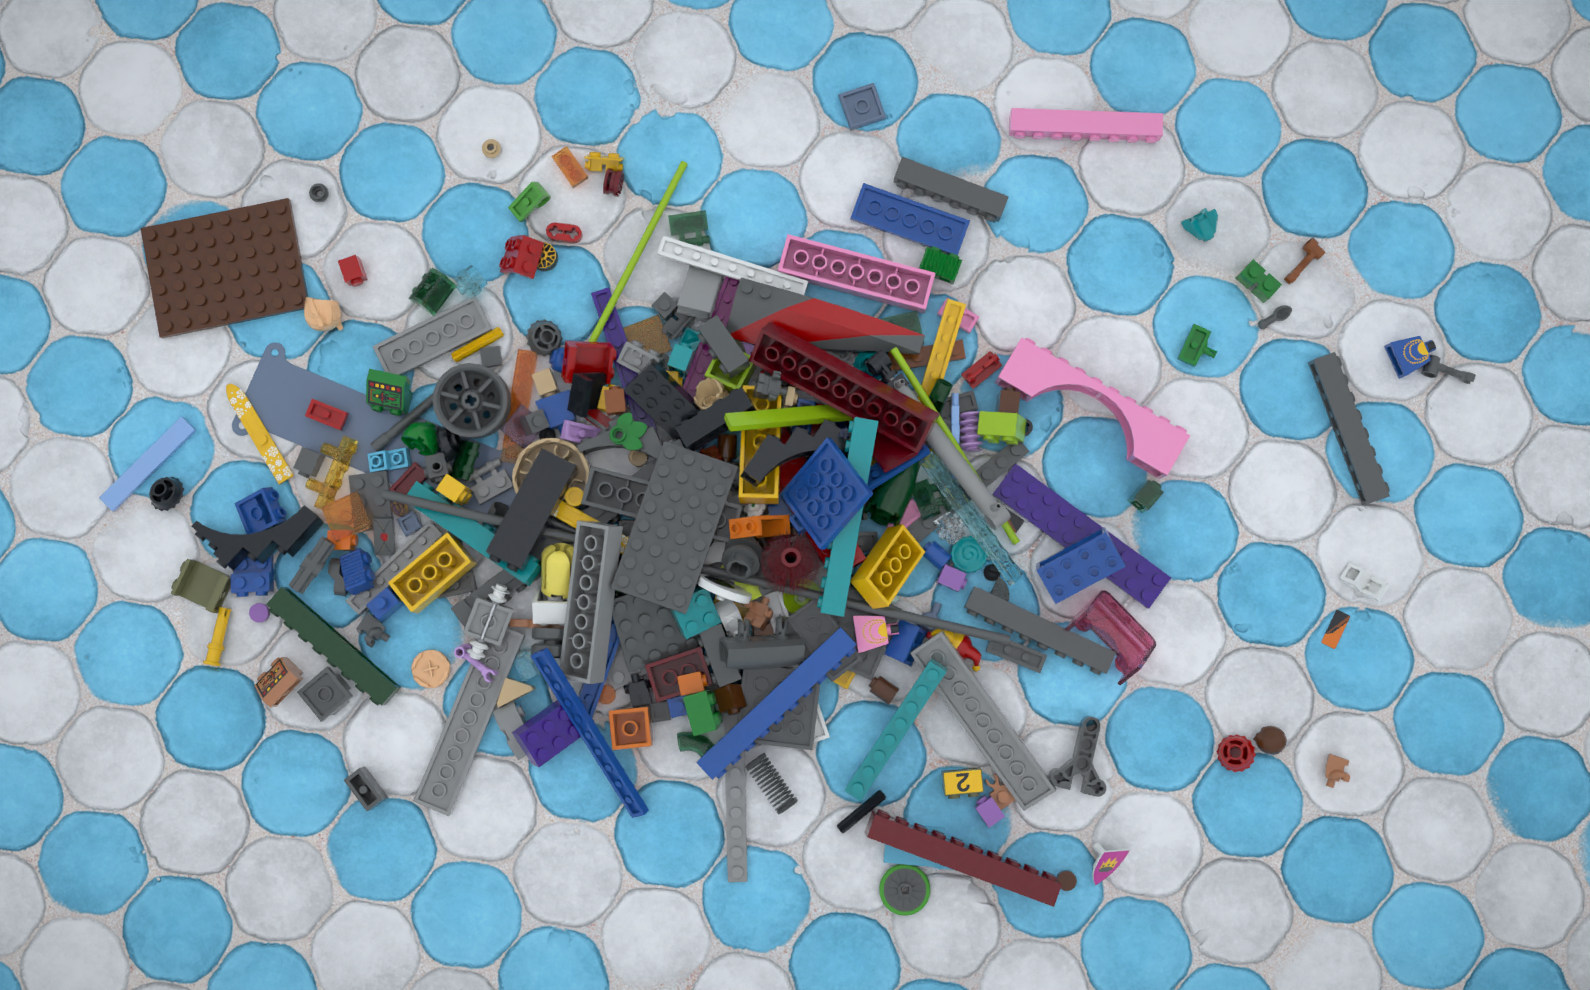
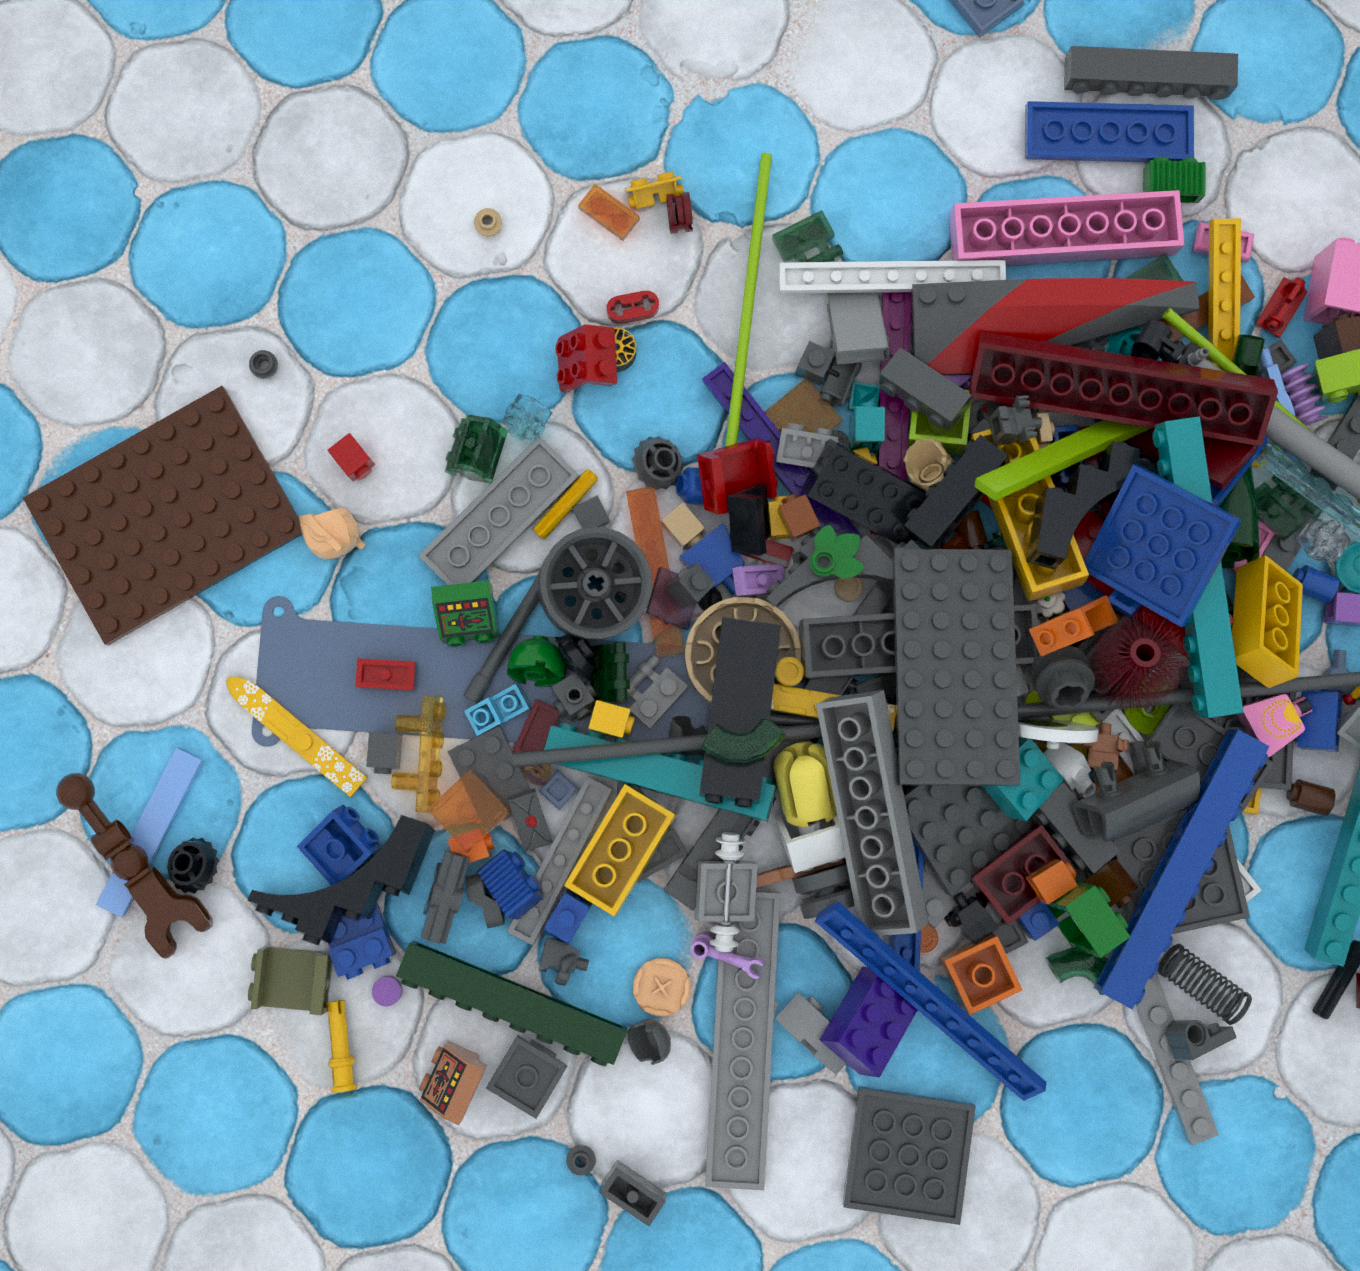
camera: 30 degrees left, 0 degrees up
(127, 477) = (130, 863): none -> reddish brown piece
(348, 758) = (581, 1150): none -> dark grey plate
(410, 699) = (649, 1041): none -> dark grey hair
(512, 690) = (792, 978): tan slope -> none
(521, 531) = (743, 746): none -> clear green cylinder
(526, 666) = (800, 935): clear light blue brick -> none
(531, 197) = (569, 275): bright green plate -> none
(547, 826) = (909, 1155): none -> dark grey plate
(754, 816) = (1193, 1039): none -> dark grey plate

